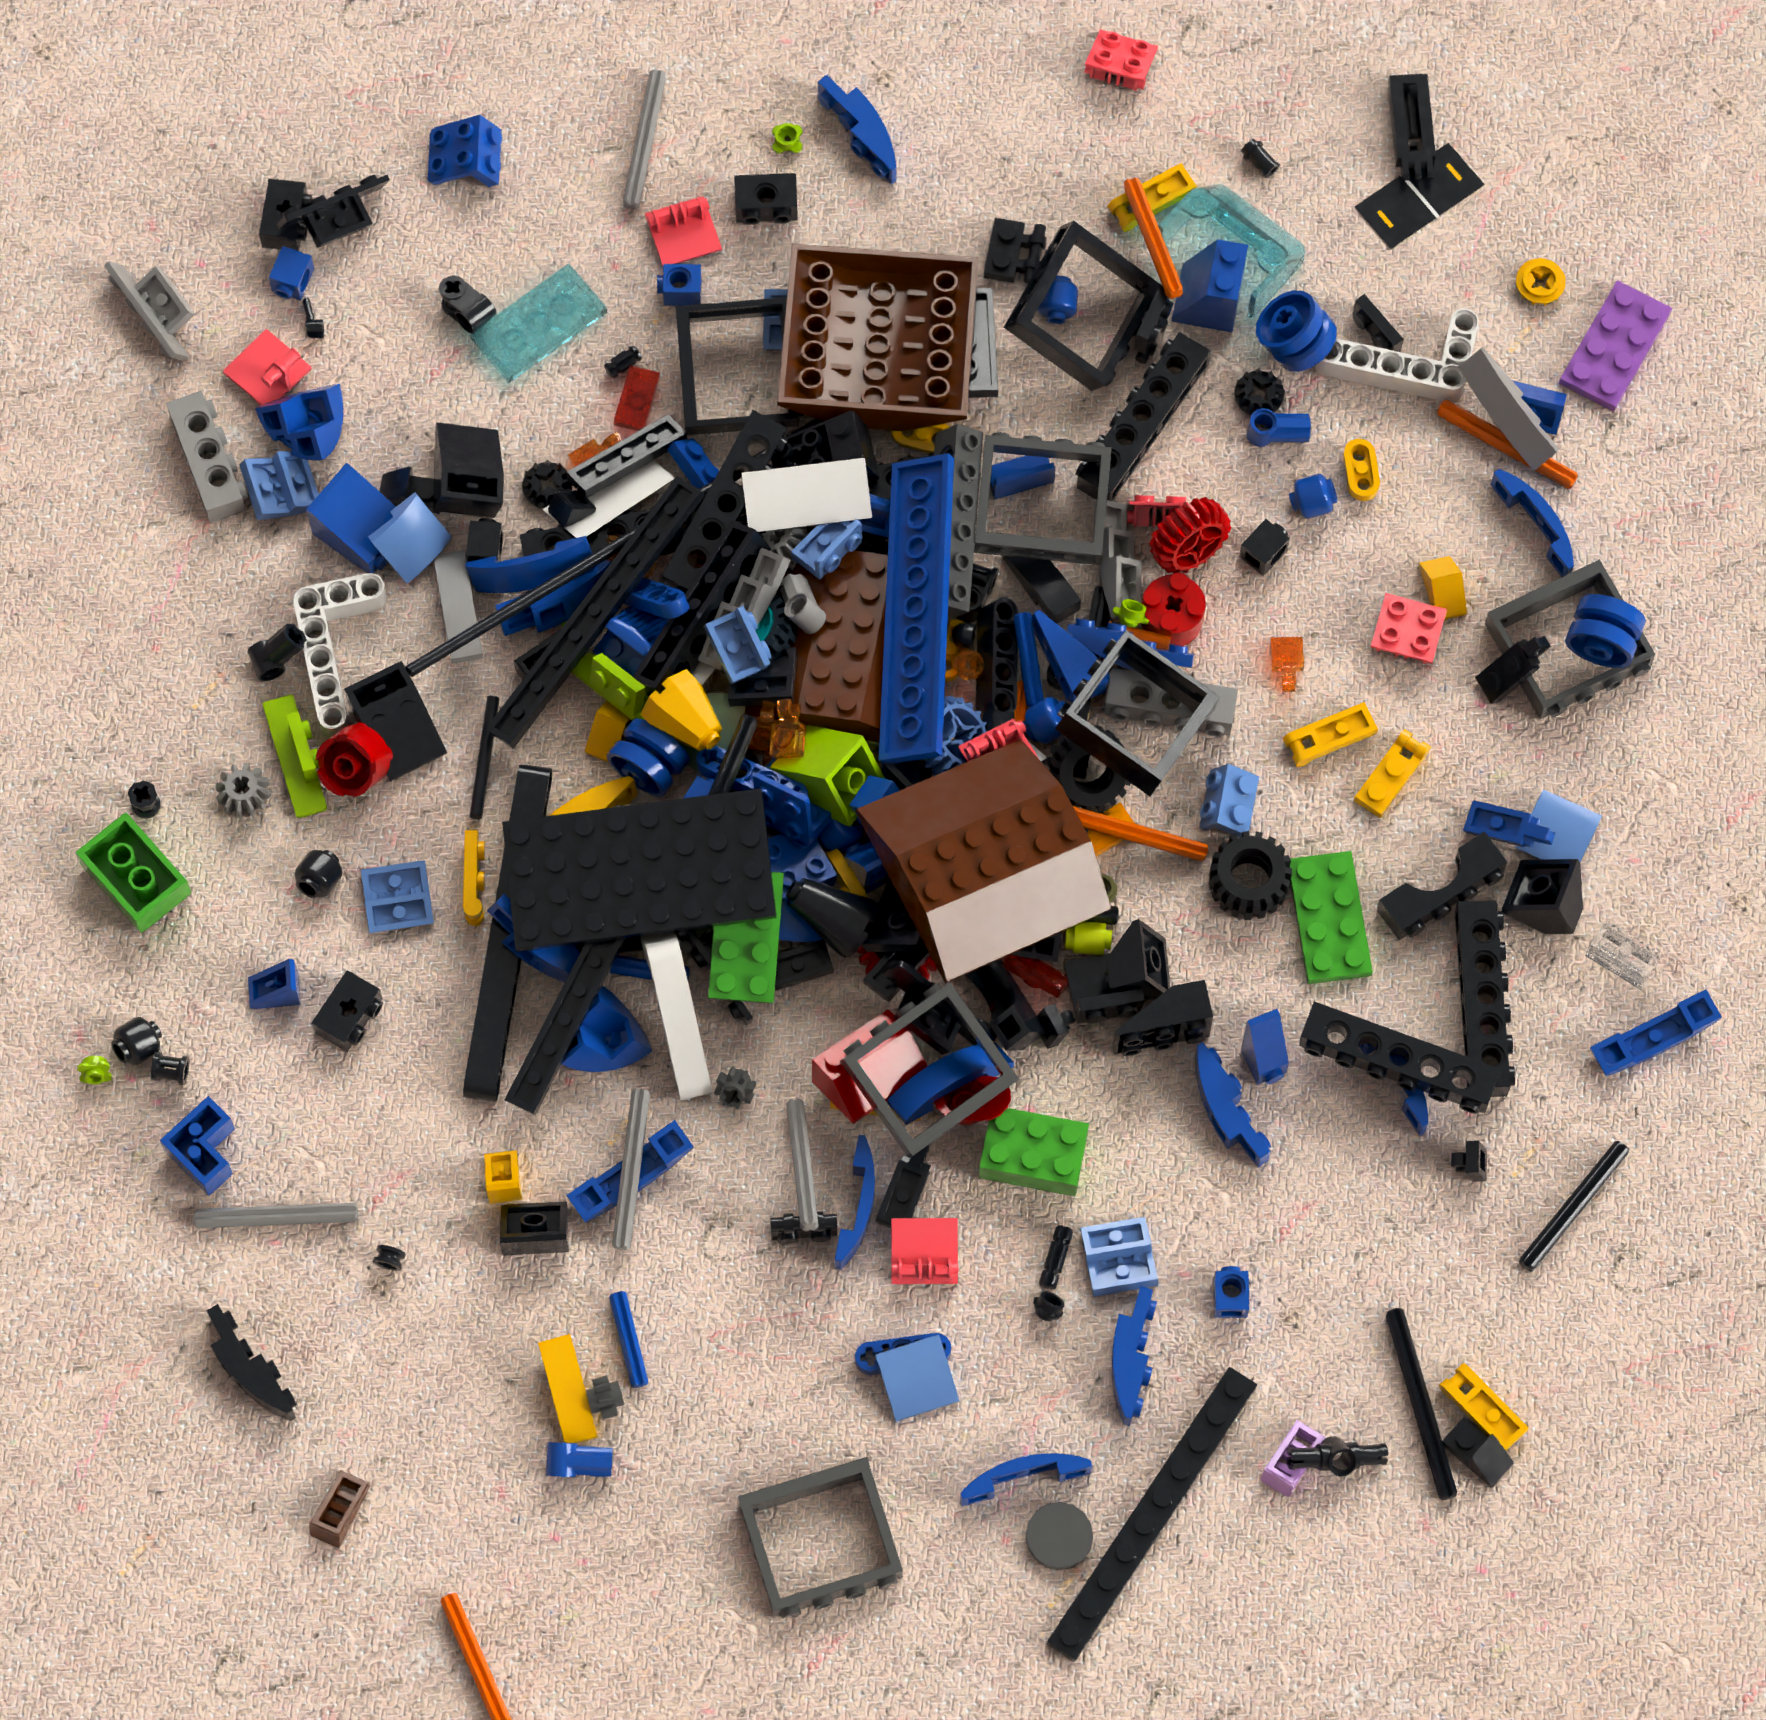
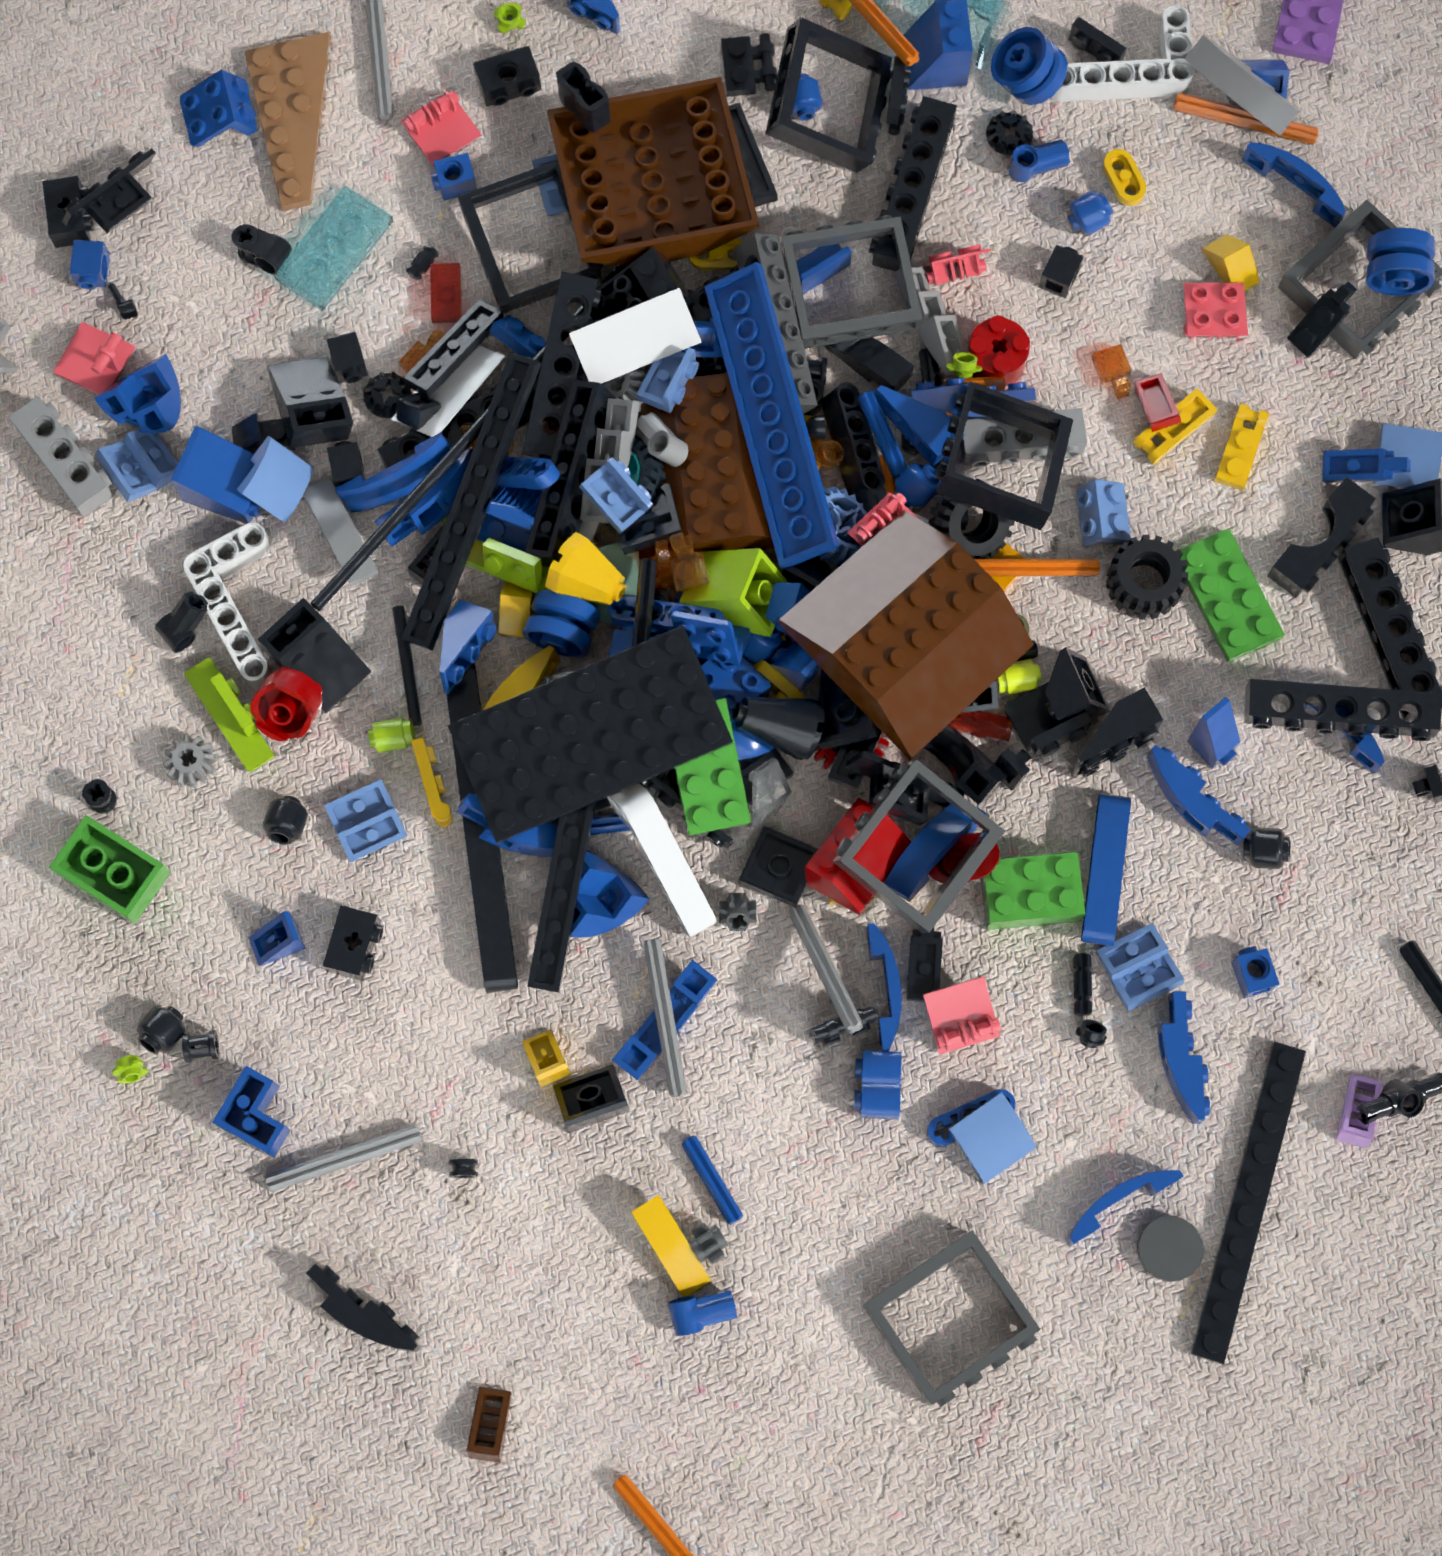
camera: 15 degrees left, 5 degrees up
(448, 819) = (391, 734): none -> lime brick
(518, 437) = (347, 358): none -> black brick
(539, 165) = (290, 102): none -> medium nougat wing
(548, 743) = (464, 637): none -> blue slope
(787, 1056) = (778, 866): none -> black plate
(799, 979) = (768, 792): none -> clear slope
(821, 1295) = (879, 1084): none -> blue brick
(830, 241) = (583, 97): none -> black brick
(1114, 1150) = (1106, 869): none -> blue beam
(1190, 535) = (994, 278): red gear -> none
(1284, 1176) = (1267, 848): none -> black head
(1318, 704) = (1157, 402): none -> tile

